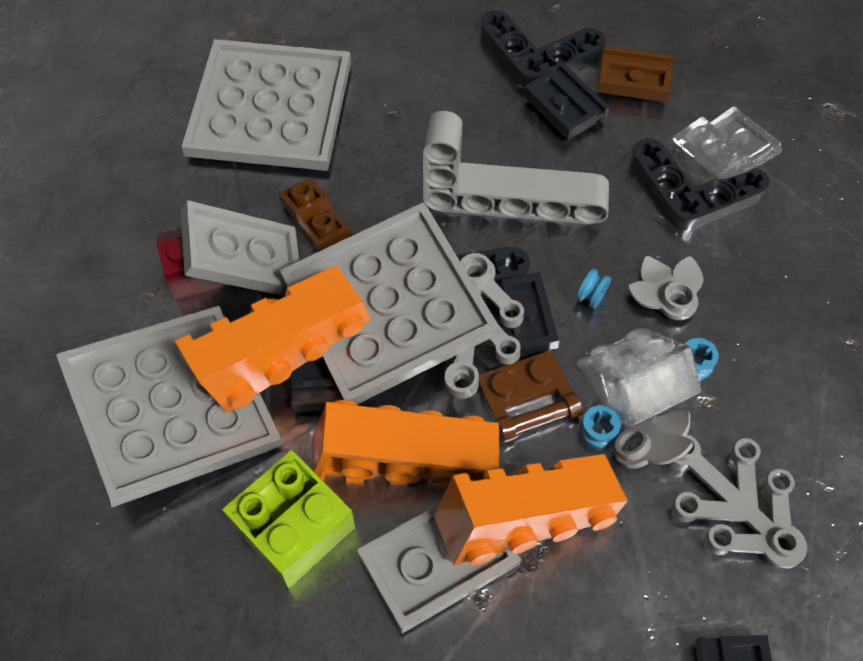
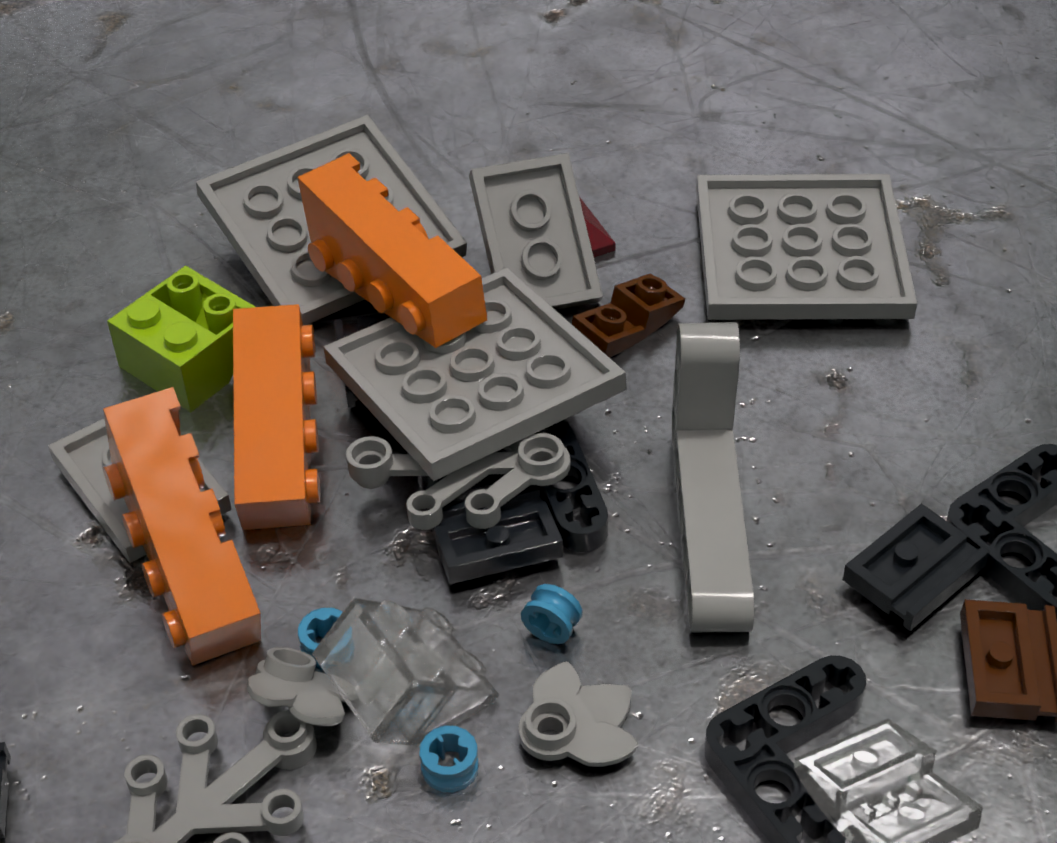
camera: 85 degrees right, 15 degrees down
(523, 385) = (385, 545): reddish brown plate -> none

